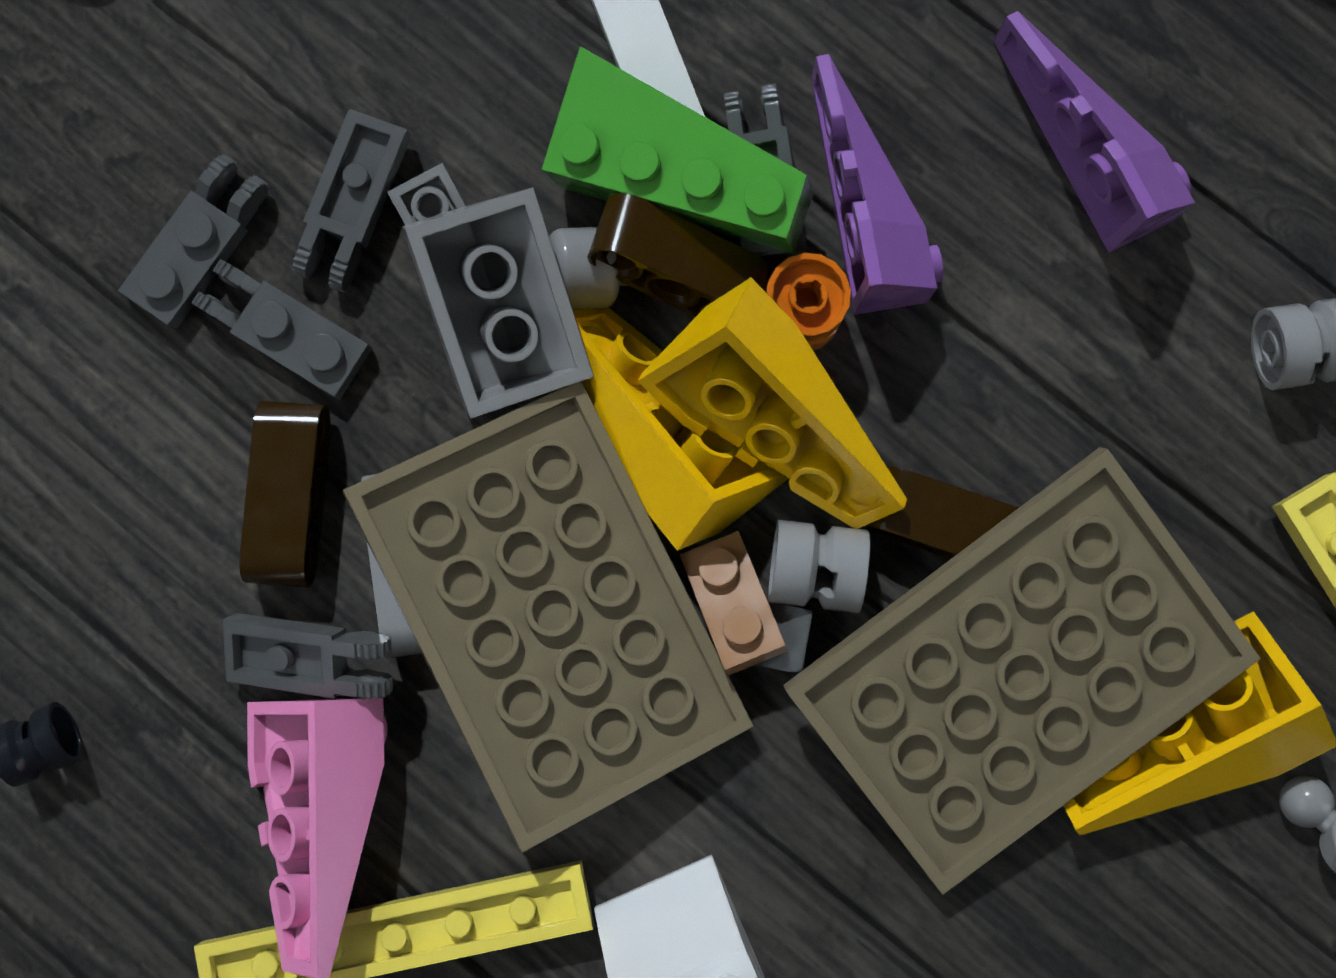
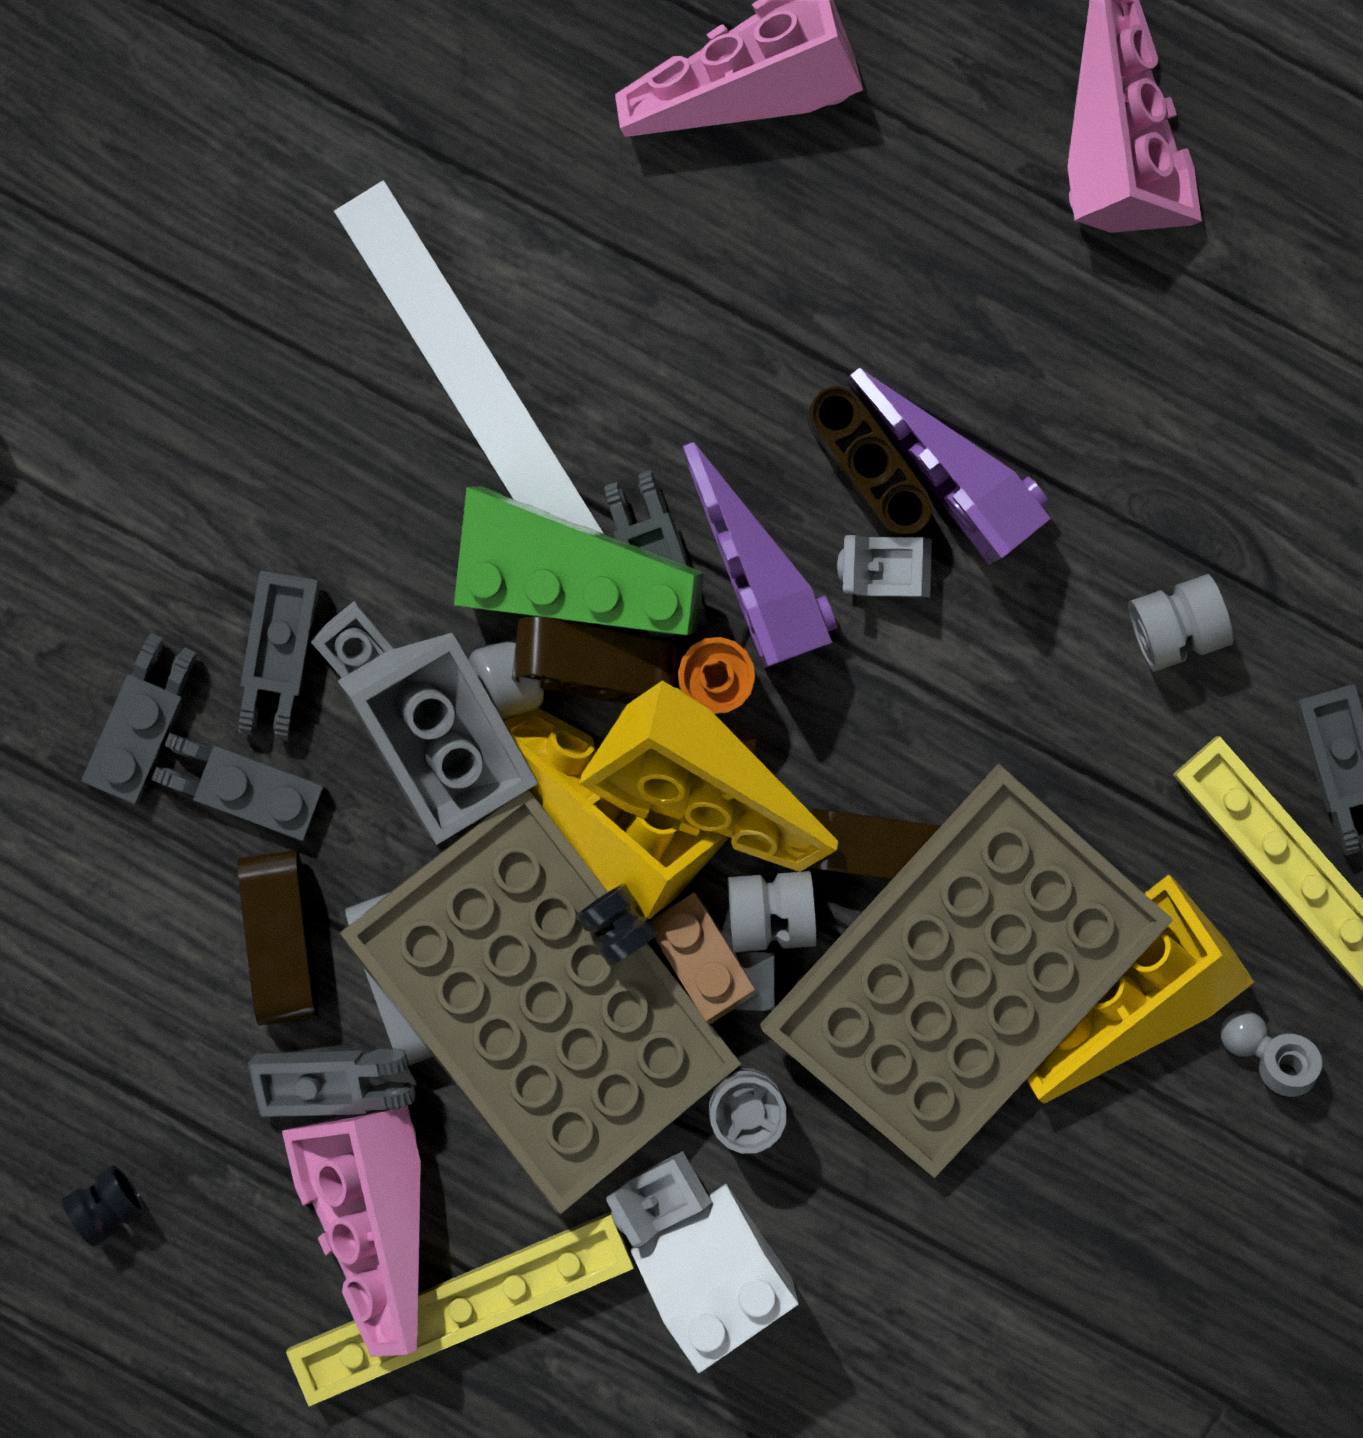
camera: 20 degrees left, 5 degrees up
(633, 857) = (657, 1199): none -> light grey bracket
(648, 542) = (616, 924): none -> black wheel
(752, 779) = (747, 1111): none -> light grey wheel
(1005, 227) = (885, 566): none -> light grey bracket
(1008, 89) = (866, 433): none -> dark brown beam

